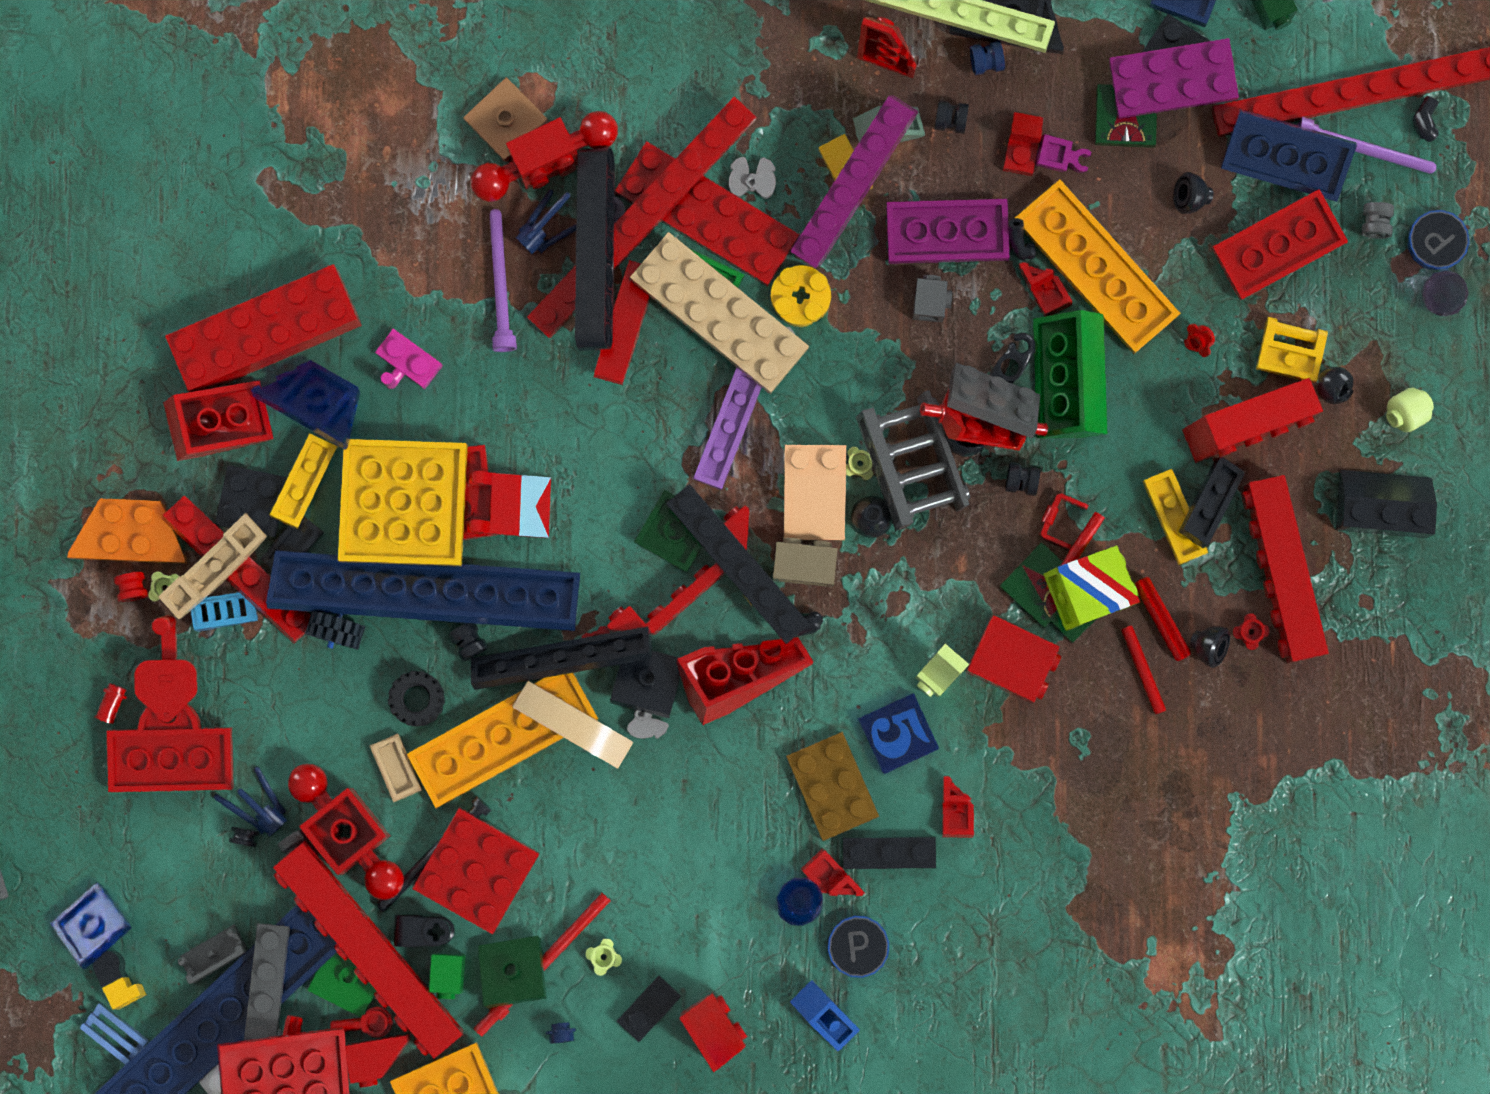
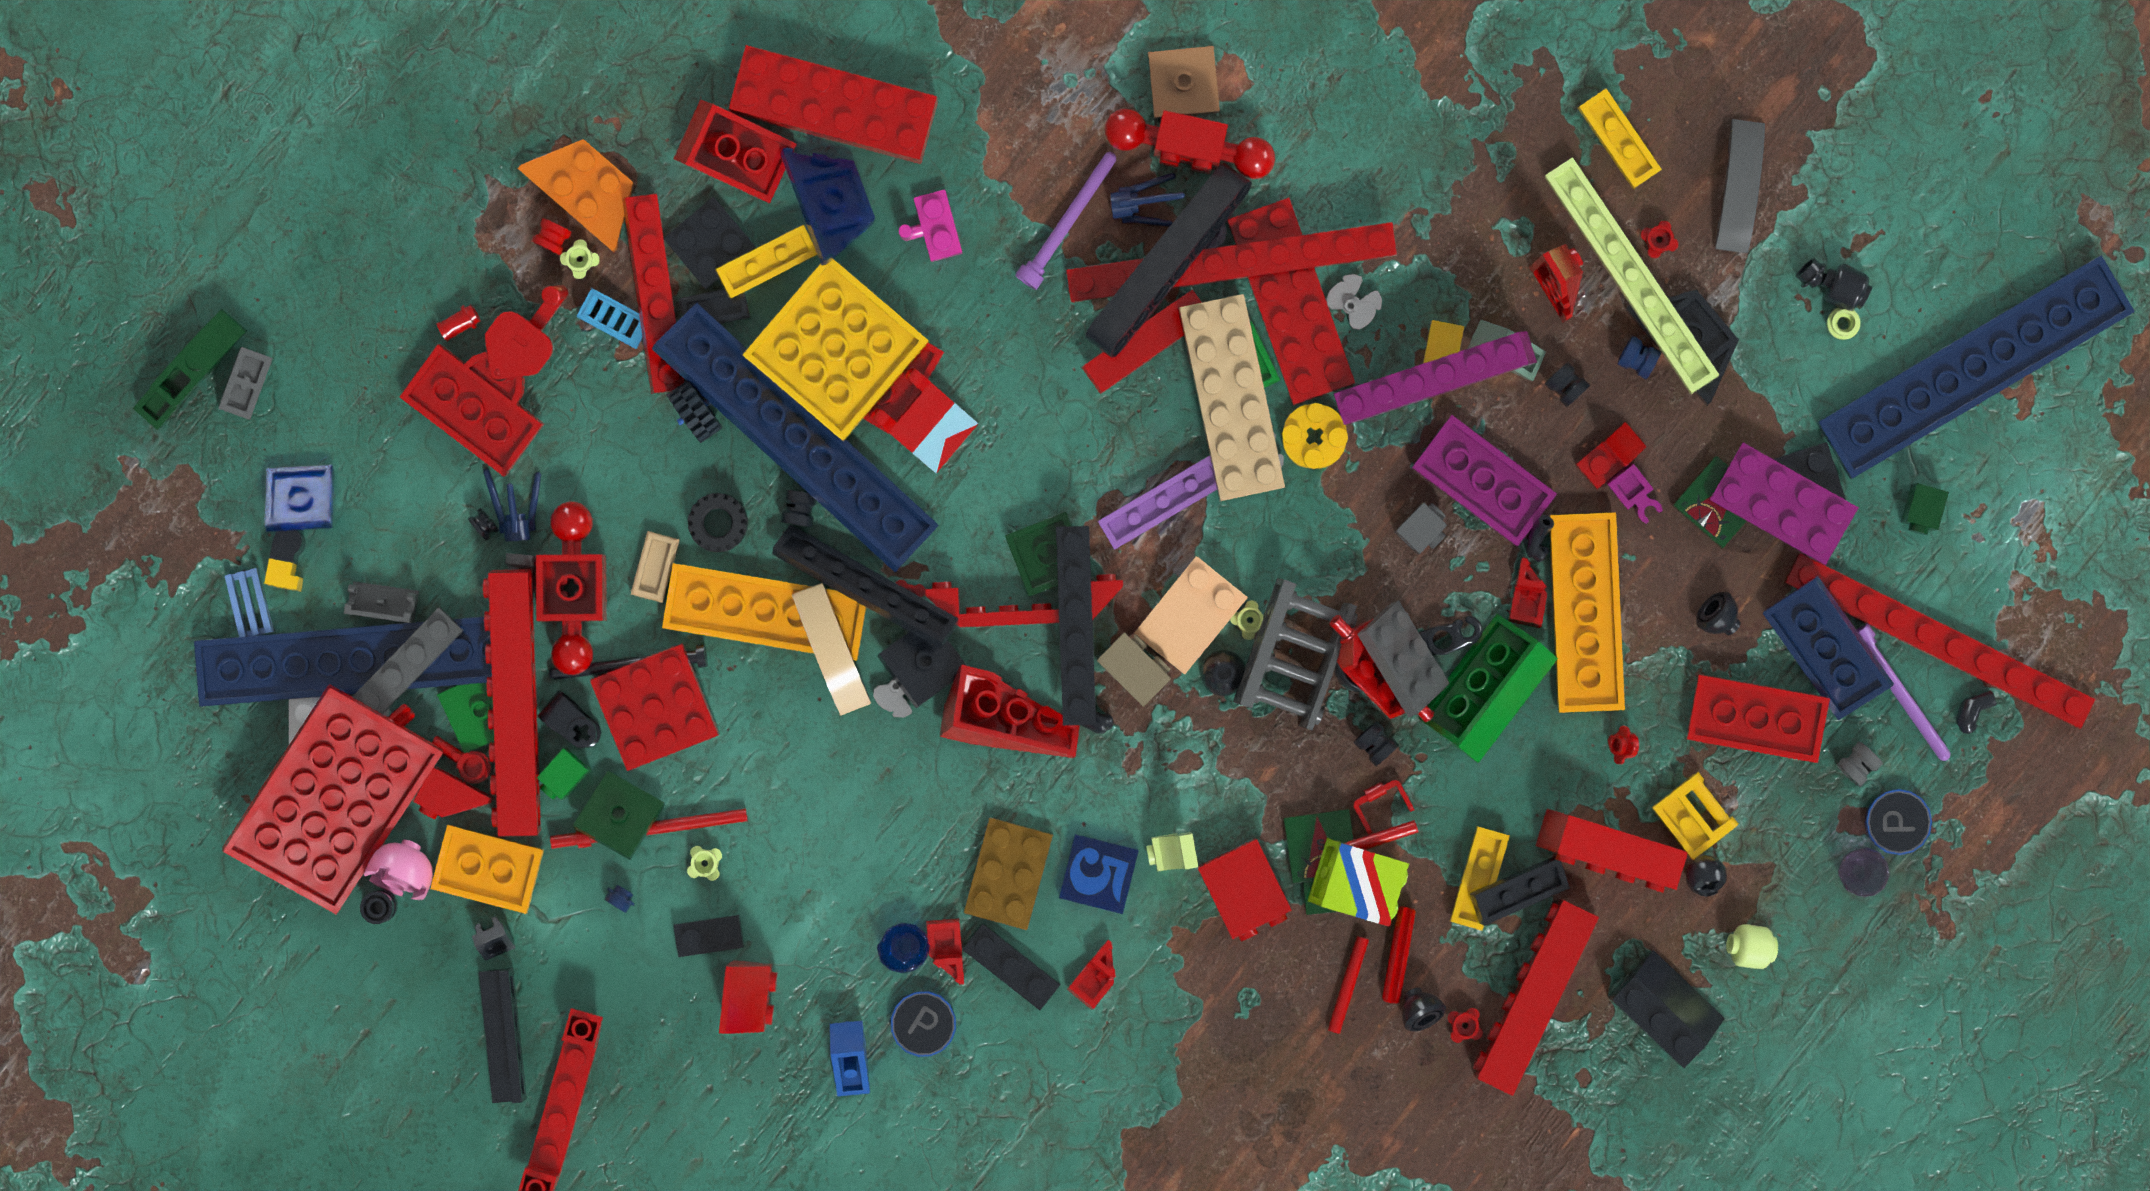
camera: 40 degrees right, 5 degrees up
(213, 567) = (633, 277): tan slope -> none

